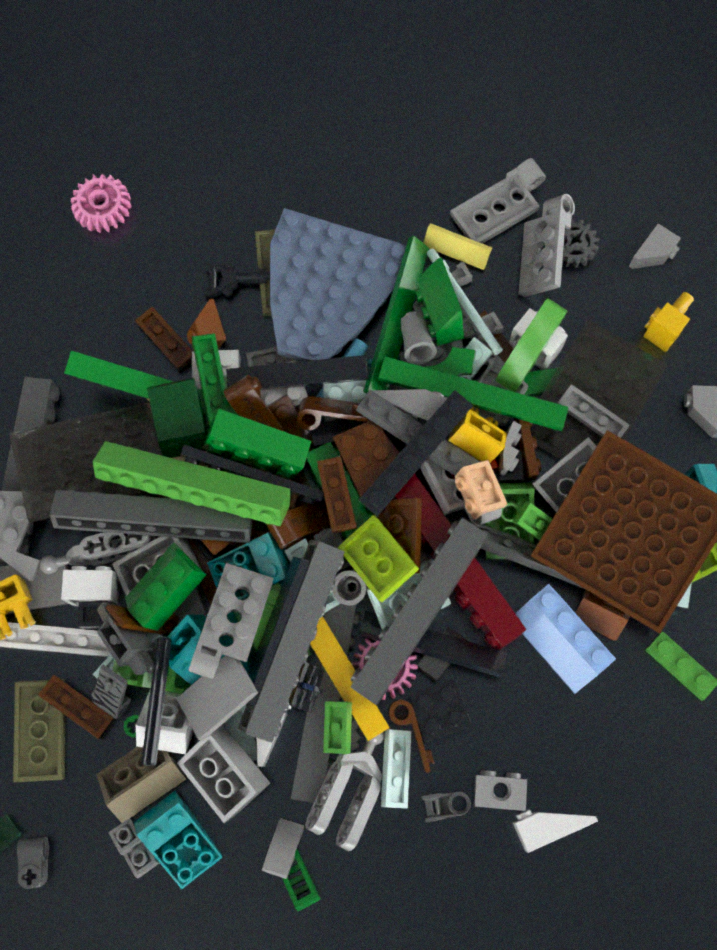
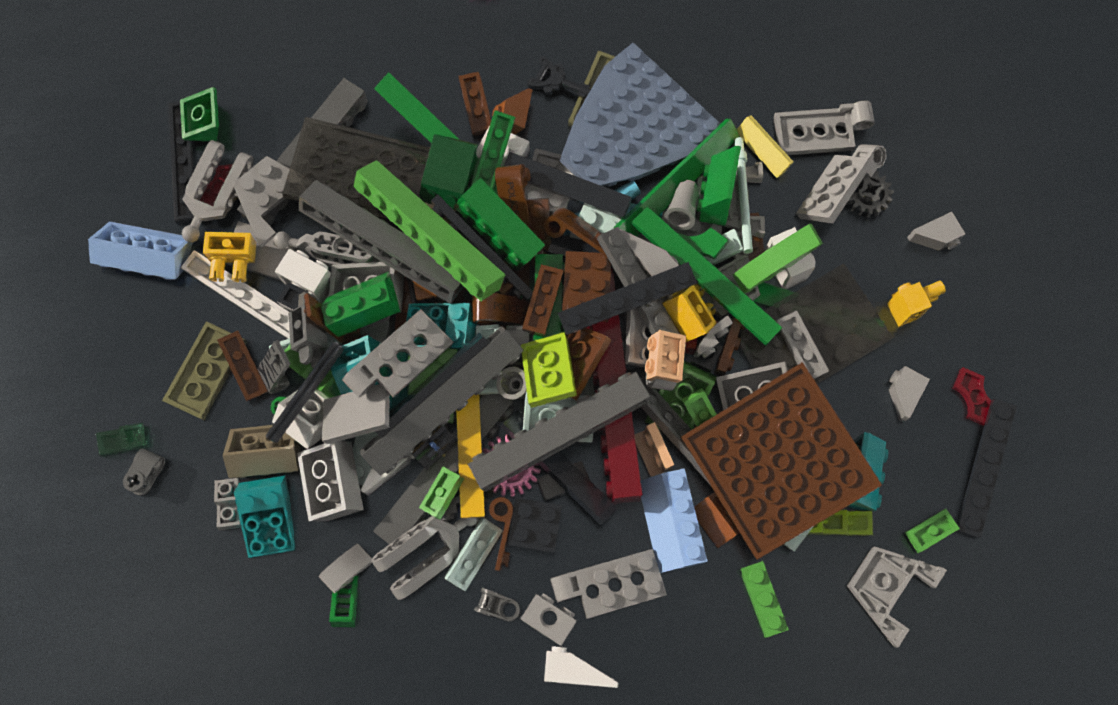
camera: 25 degrees right, 0 degrees up
(506, 743) = (576, 582): none -> light grey hinge
(511, 581) = (653, 450): none -> light nougat bracket

